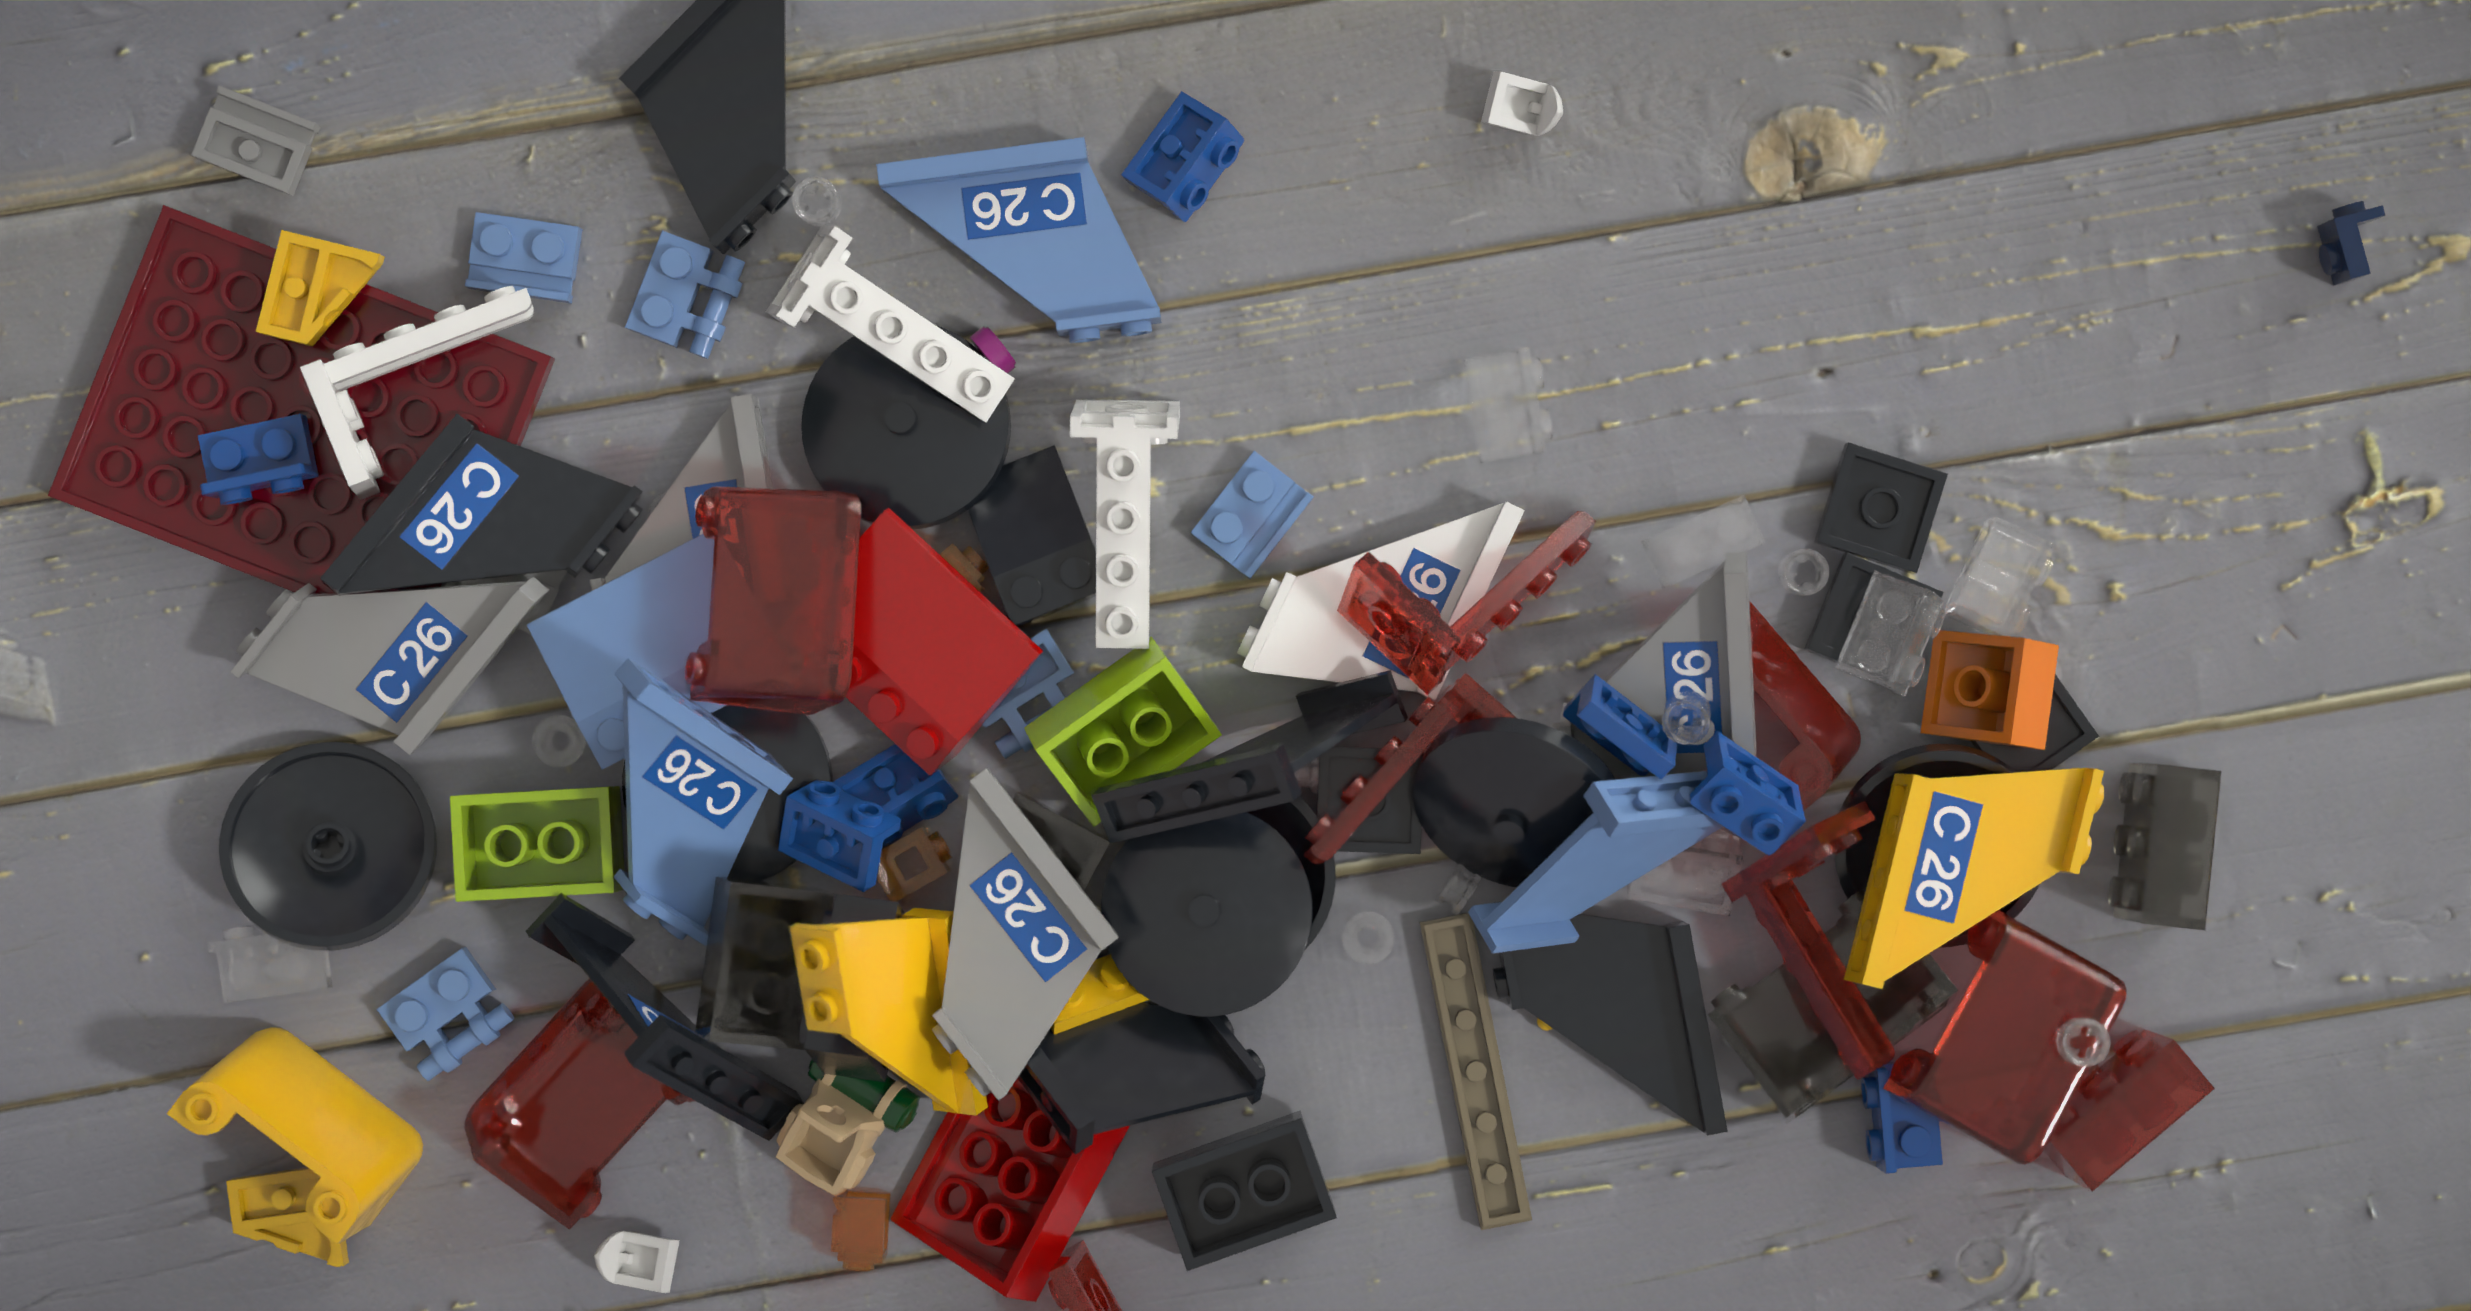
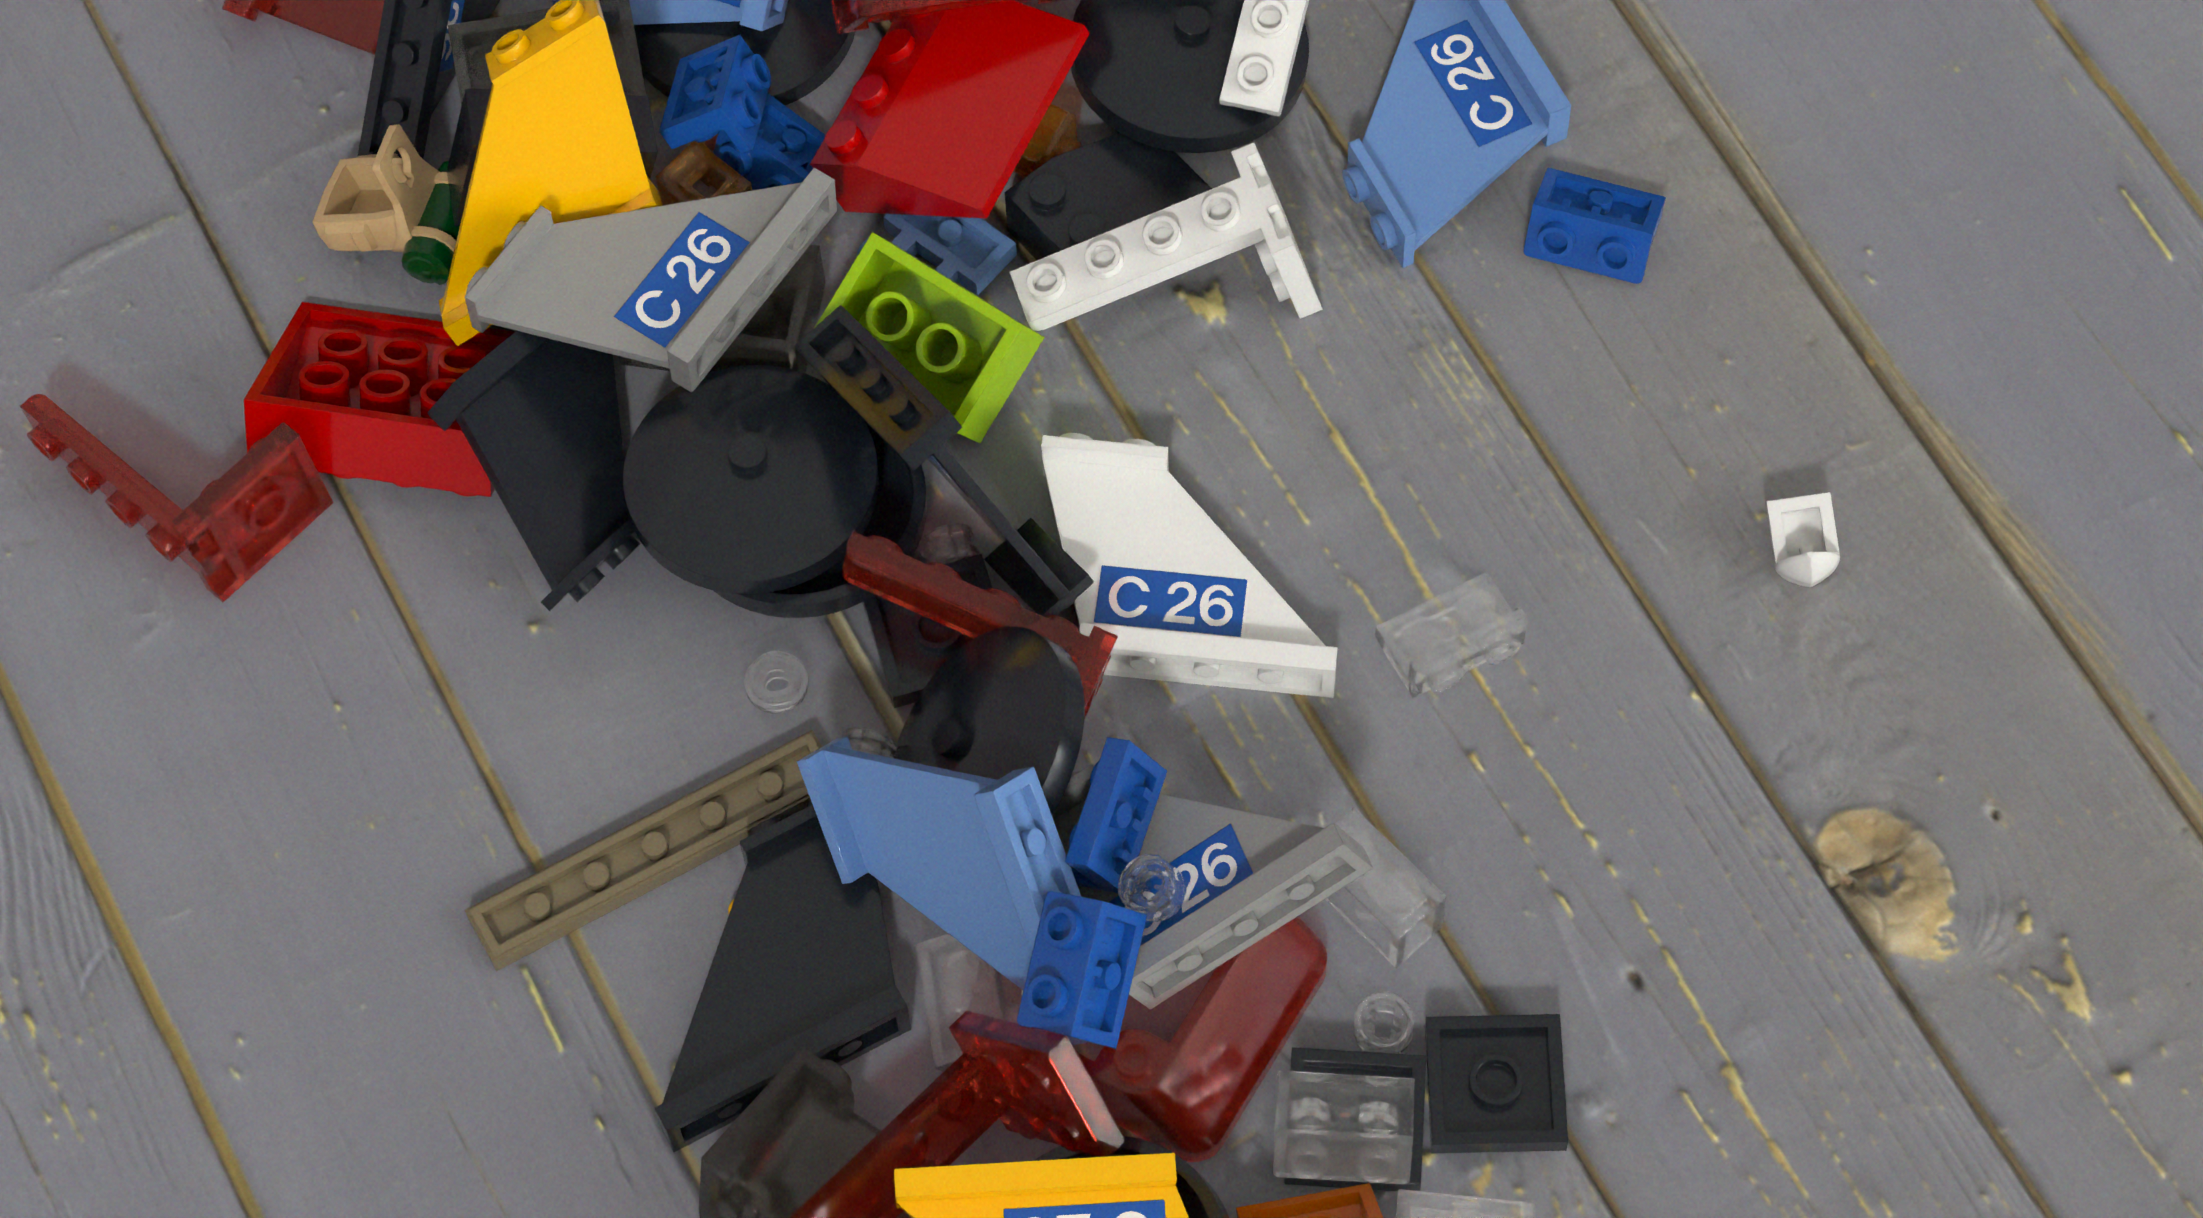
camera: 75 degrees right, 25 degrees down
(637, 1260) = (188, 66): white plate -> none
(861, 1229) = (283, 269): clear orange window -> none
(993, 349) = (1302, 104): magenta tile -> none
(1098, 994) = (610, 394): yellow plate -> none
(1243, 1190) = (438, 627): black brick -> none
(1252, 515) = (1222, 416): medium blue plate -> none
(1411, 627) = (1200, 653): clear red bracket -> none

